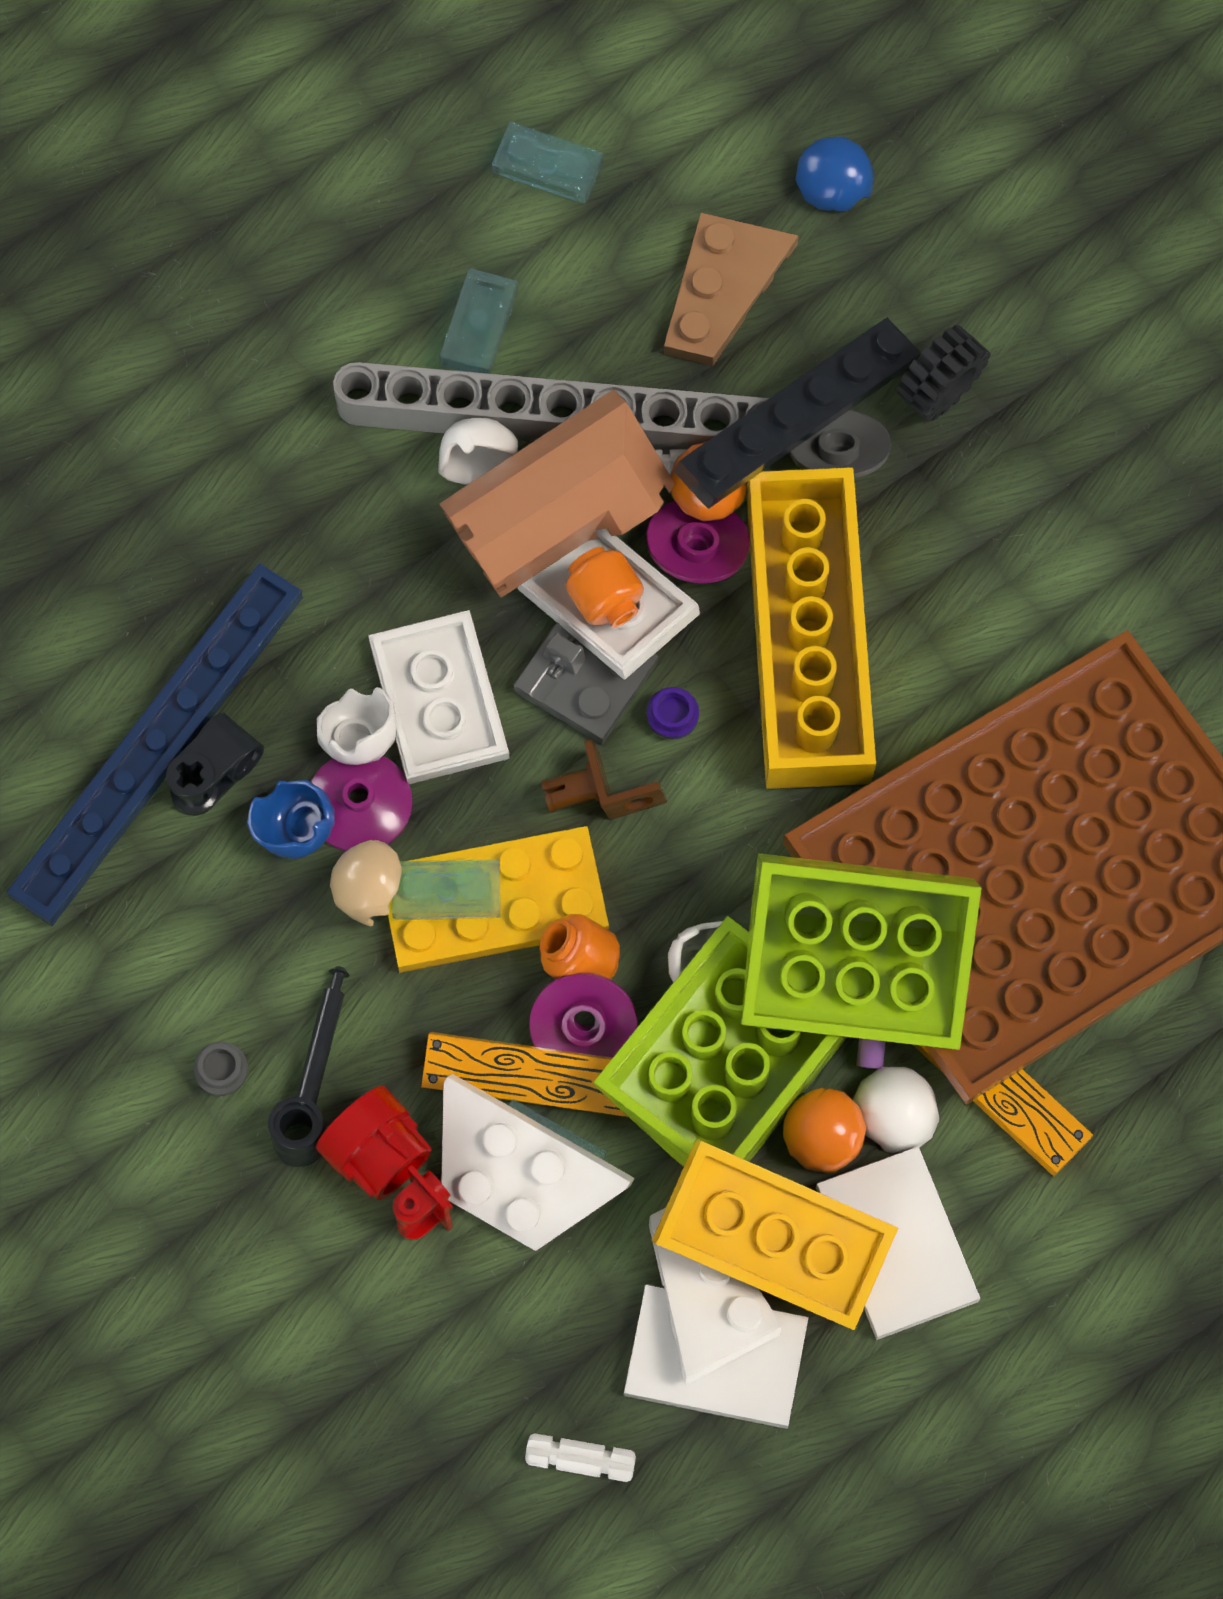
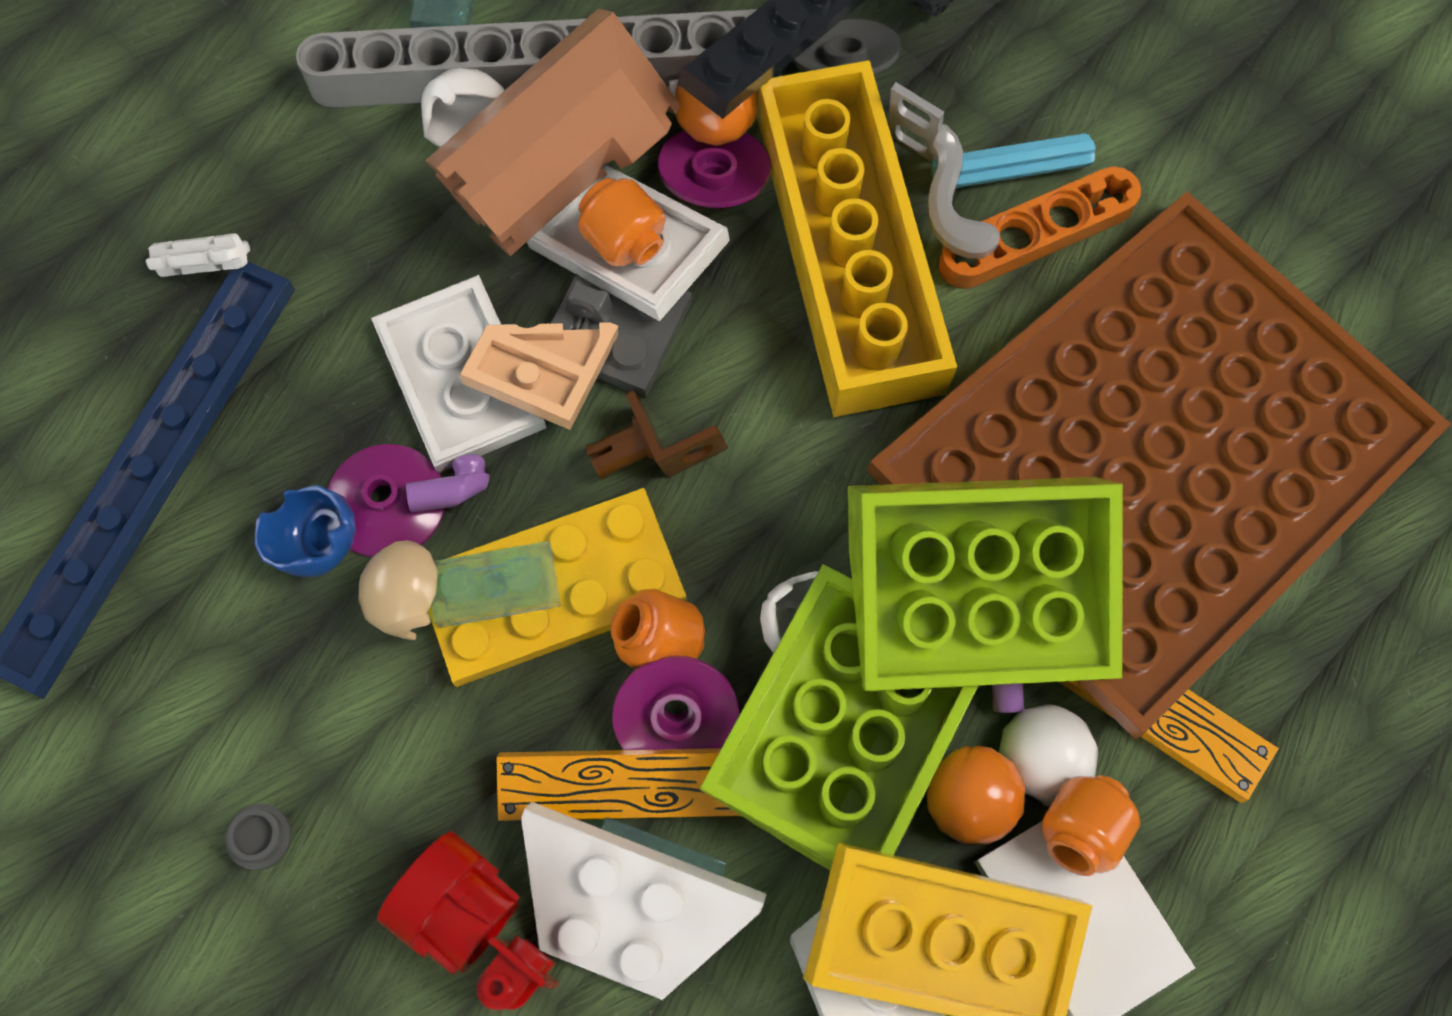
camera: 10 degrees left, 0 degrees up
(218, 759) = (211, 481): black piece -> none
(223, 555) = (198, 255): none -> white axle
(303, 1107) = (361, 867): black piece -> none
(357, 727) = (370, 418): white hair -> none
(419, 802) = (449, 491): none -> medium lavender arm
(513, 705) = (540, 367): none -> light nougat wing
(672, 713) = (717, 351): dark purple plate -> none
(906, 639) = (958, 234): none -> light grey piece
(912, 1166) = (1090, 825): none -> orange head
(976, 575) = (1025, 160): none -> medium azure axle
(984, 634) = (1043, 233): none -> orange beam

